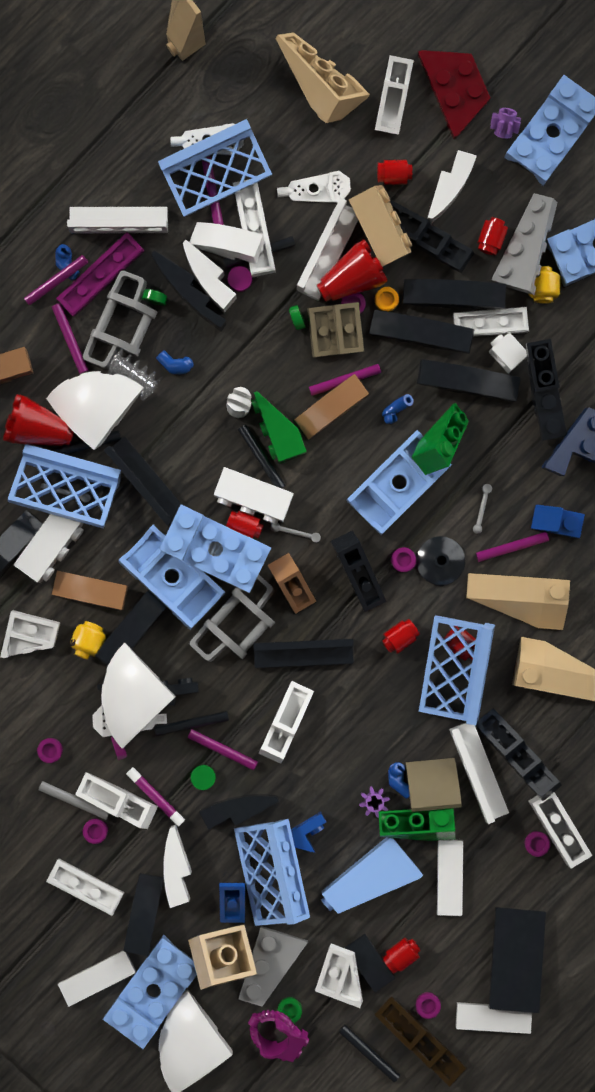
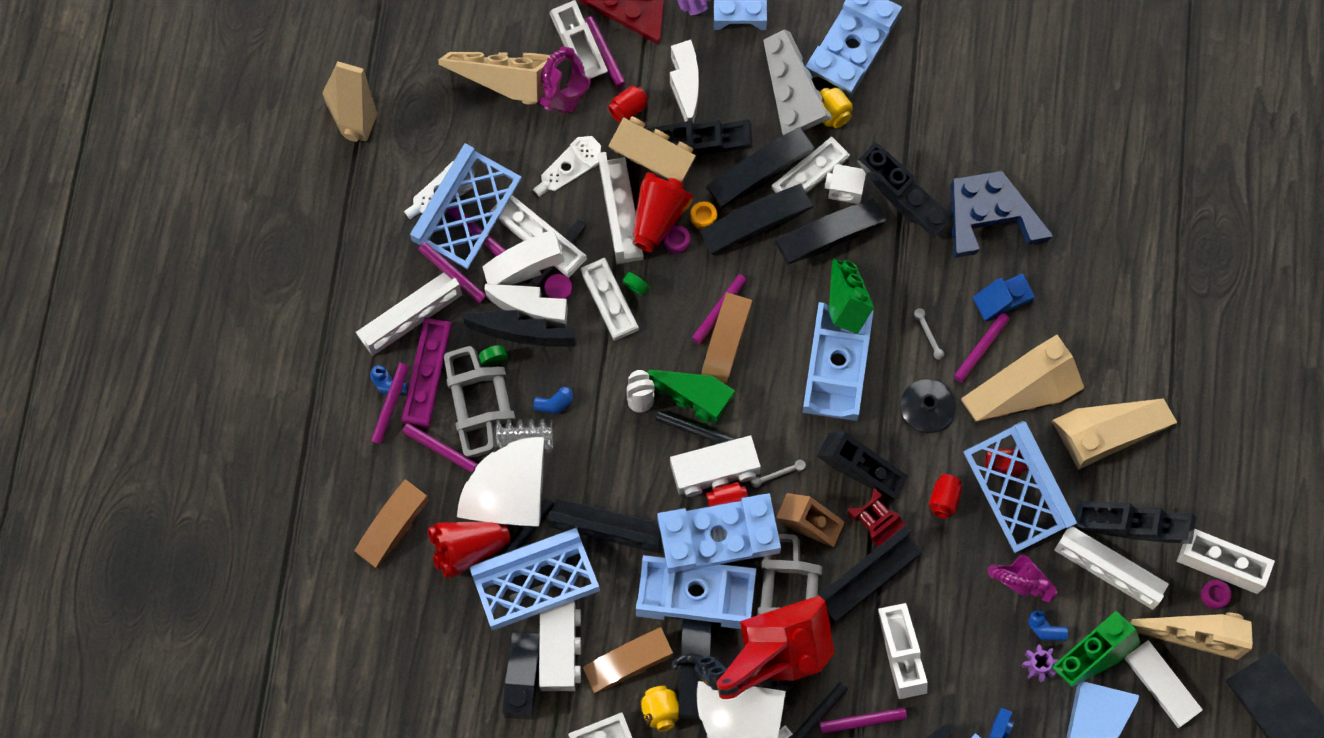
camera: 30 degrees left, 15 degrees down
(170, 211) = (451, 272): none -> magenta bar
(198, 659) = (777, 647): none -> red slope
(270, 314) = (609, 299): none -> white tile
(335, 329) = (678, 271): dark tan slope -> none
(344, 627) = (882, 528): none -> dark red piece
(366, 131) = (568, 98): none -> magenta piece
(395, 407) = (784, 297): blue arm -> none
(403, 559) = (894, 428): magenta tile -> none
(408, 116) = (605, 53): none -> magenta bar
(408, 736) = (1024, 578): none -> magenta piece
(433, 784) = (1081, 606): dark tan slope -> none
(492, 236) = (755, 98): red brick -> none
(513, 871) = (1216, 634): none -> tan wedge

